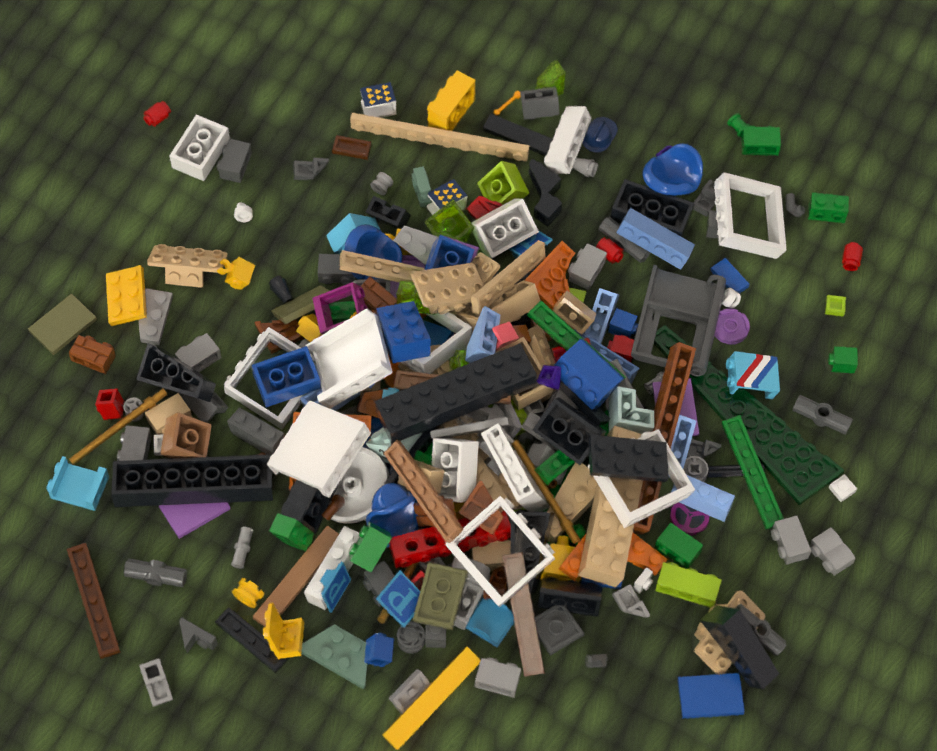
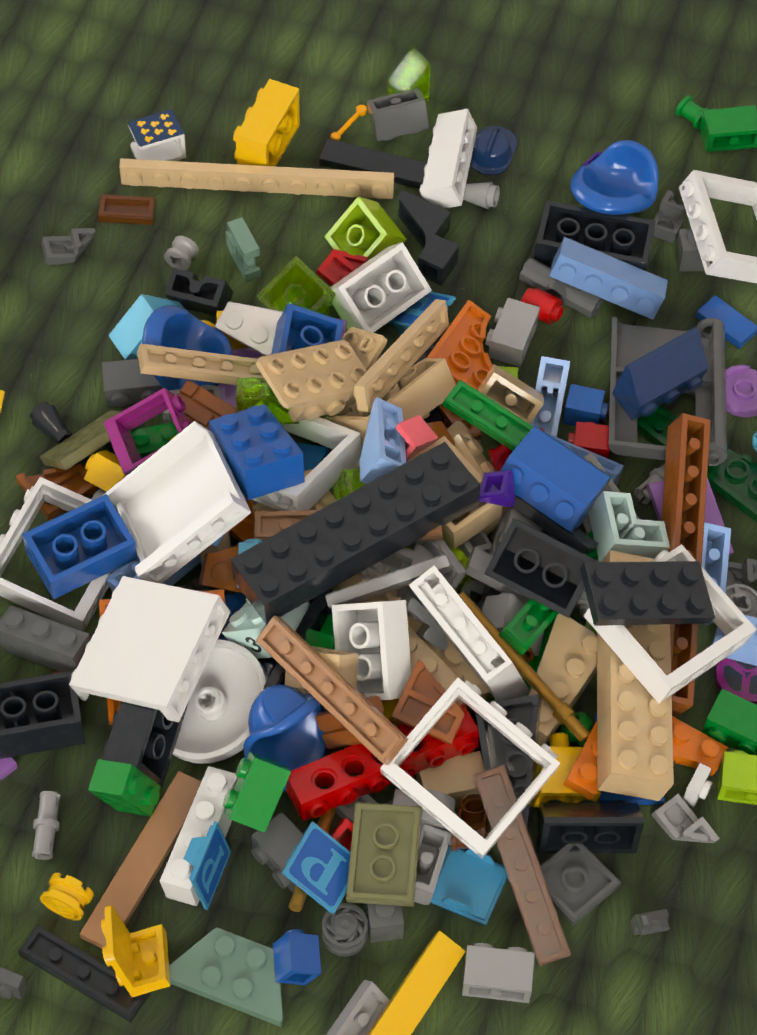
camera: 10 degrees left, 5 degrees down
(337, 503) = (190, 733): reddish brown arm -> none
(444, 194) = (279, 254): piece -> none
(674, 312) = (662, 375): none -> dark blue slope
(729, 297) = (736, 350): white tile -> none

